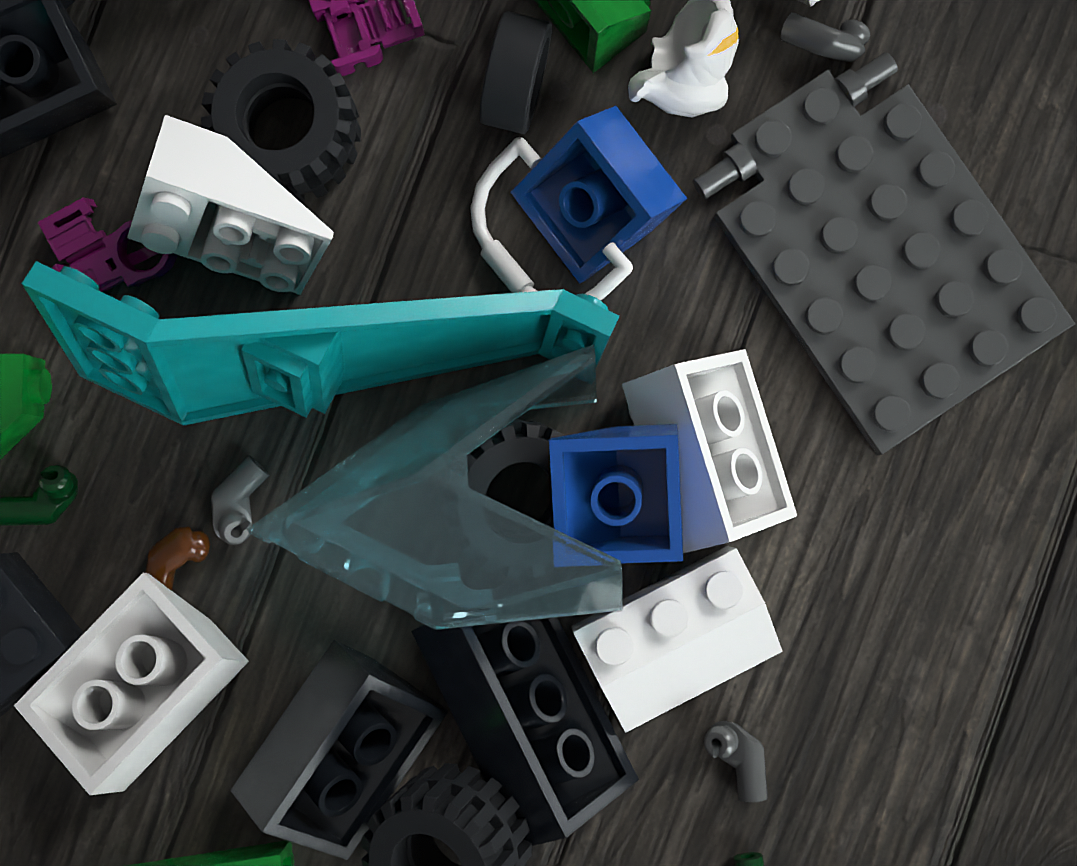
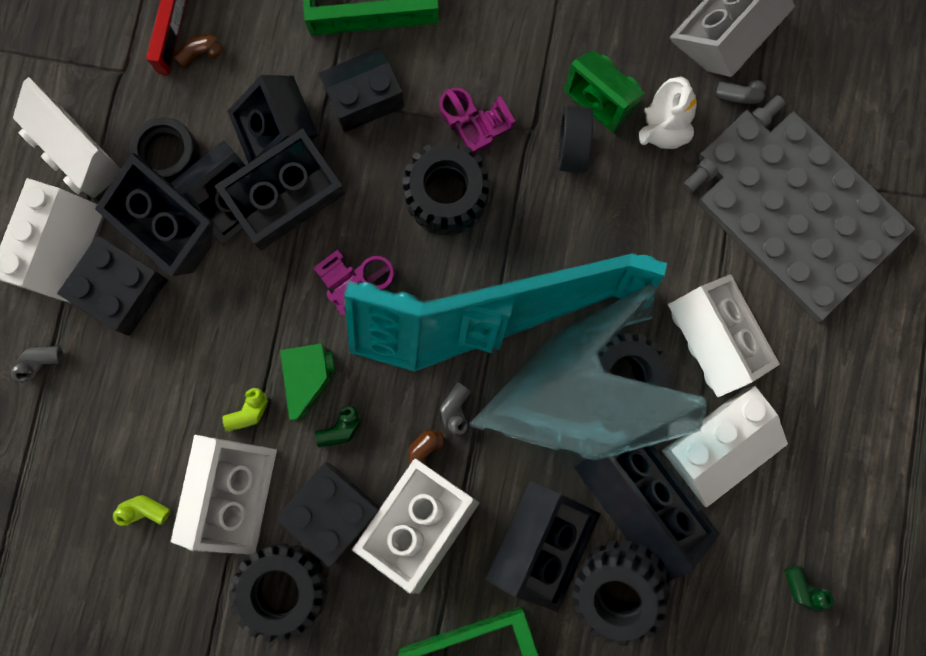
camera: 15 degrees left, 5 degrees down
(225, 211) = (426, 242): white slope -> none
(498, 256) = (580, 244): white piece -> none
(596, 191) = (631, 200): blue slope -> none
(620, 491) = (689, 360): blue slope -> none
(744, 754) = (777, 507): dark grey arm -> none

